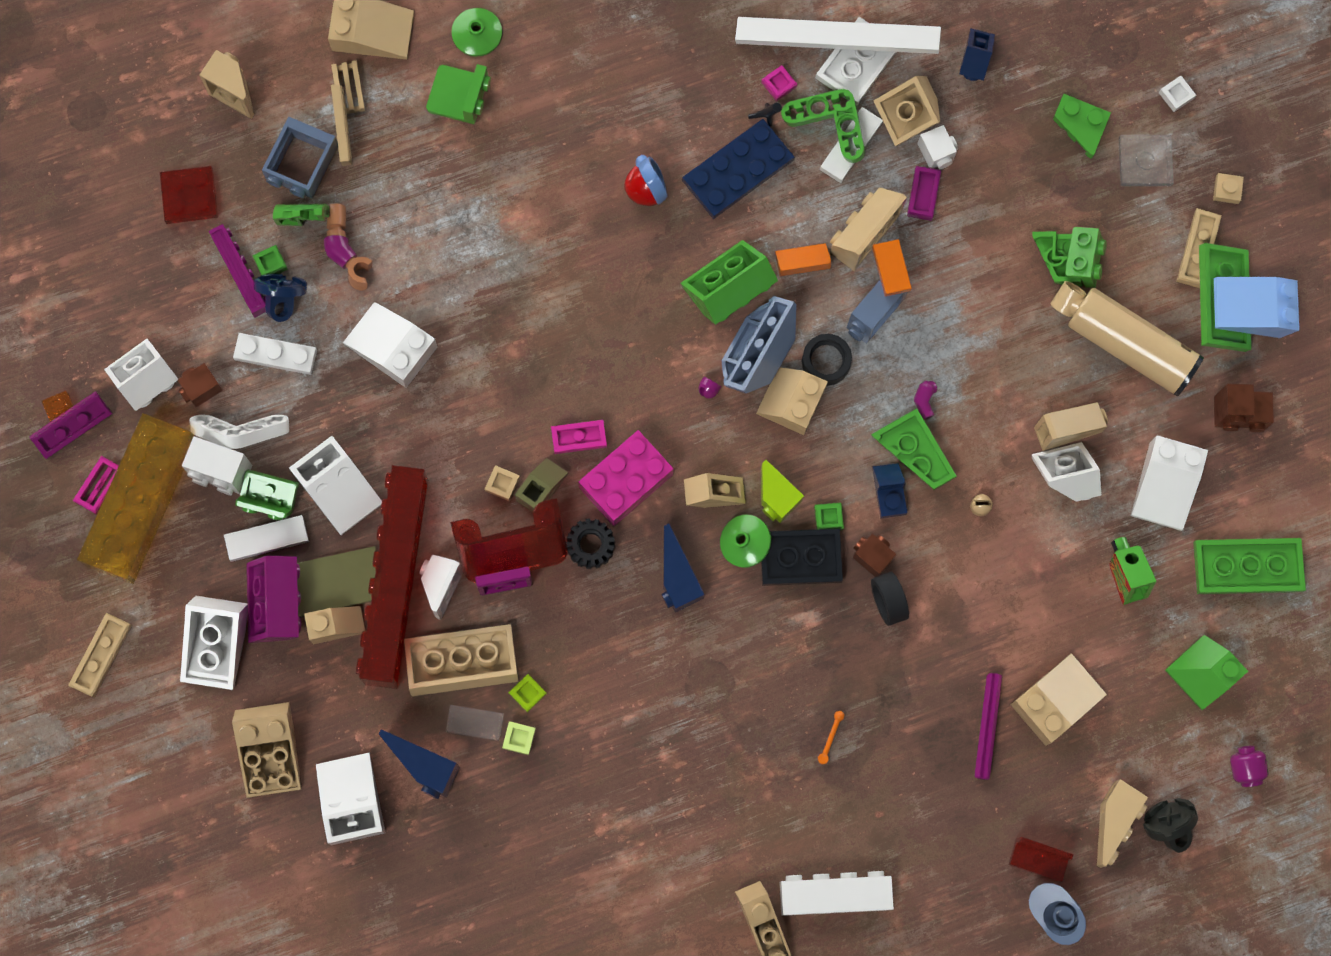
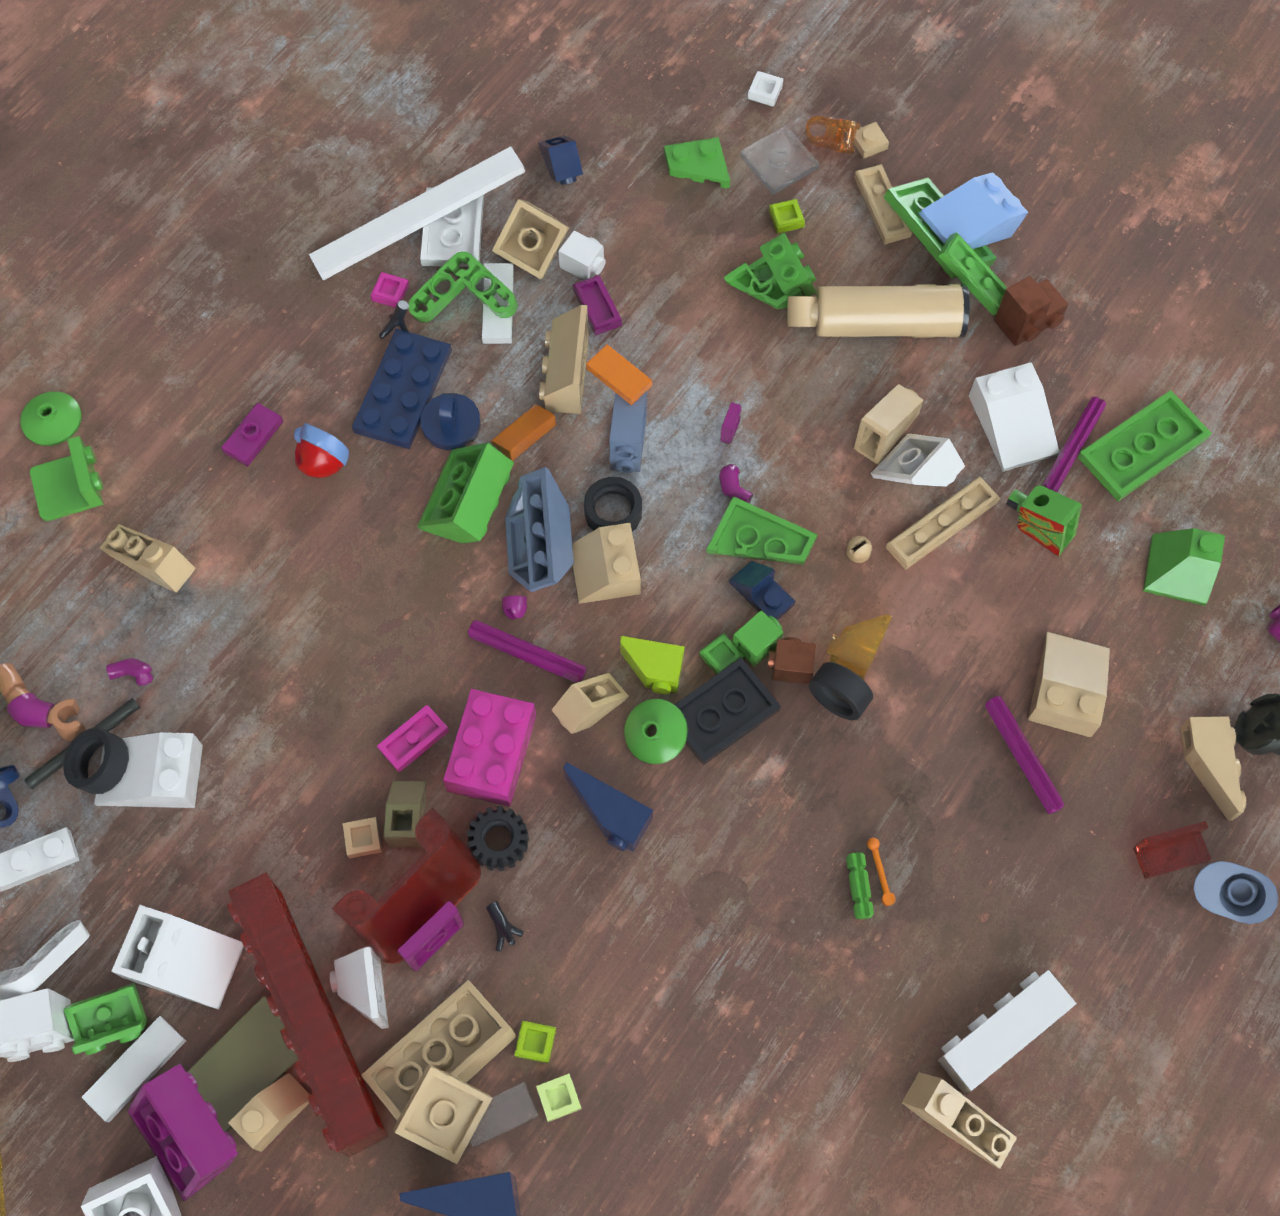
camera: 30 degrees left, 10 degrees down
(350, 304) = (81, 751): none -> black tyre
(358, 294) = (57, 762): none -> pearl dark grey bar
(424, 262) = (131, 667): none -> magenta arm
(439, 698) = (442, 1114): none -> tan plate
(481, 186) = (148, 557): none -> tan slope
(555, 604) = (503, 926): none -> black bar
(609, 136) = (252, 434): none -> magenta plate
(696, 425) = (527, 651): none -> magenta axle
(755, 217) = (450, 421): none -> dark blue tile
(809, 737) = (859, 886): none -> bright green axle
(862, 522) = (758, 637): none -> bright green brick
(928, 574) = (859, 644): none -> clear yellow slope
(955, 351) = (731, 423): none -> magenta tile
(1056, 525) = (942, 523): none -> tan tile
(1117, 211) = (786, 216): none -> lime tile
(1196, 531) = (1074, 444): none -> magenta axle
(1201, 168) = (834, 134): none -> clear orange piece
(1219, 351) = (973, 272): none -> bright green tile

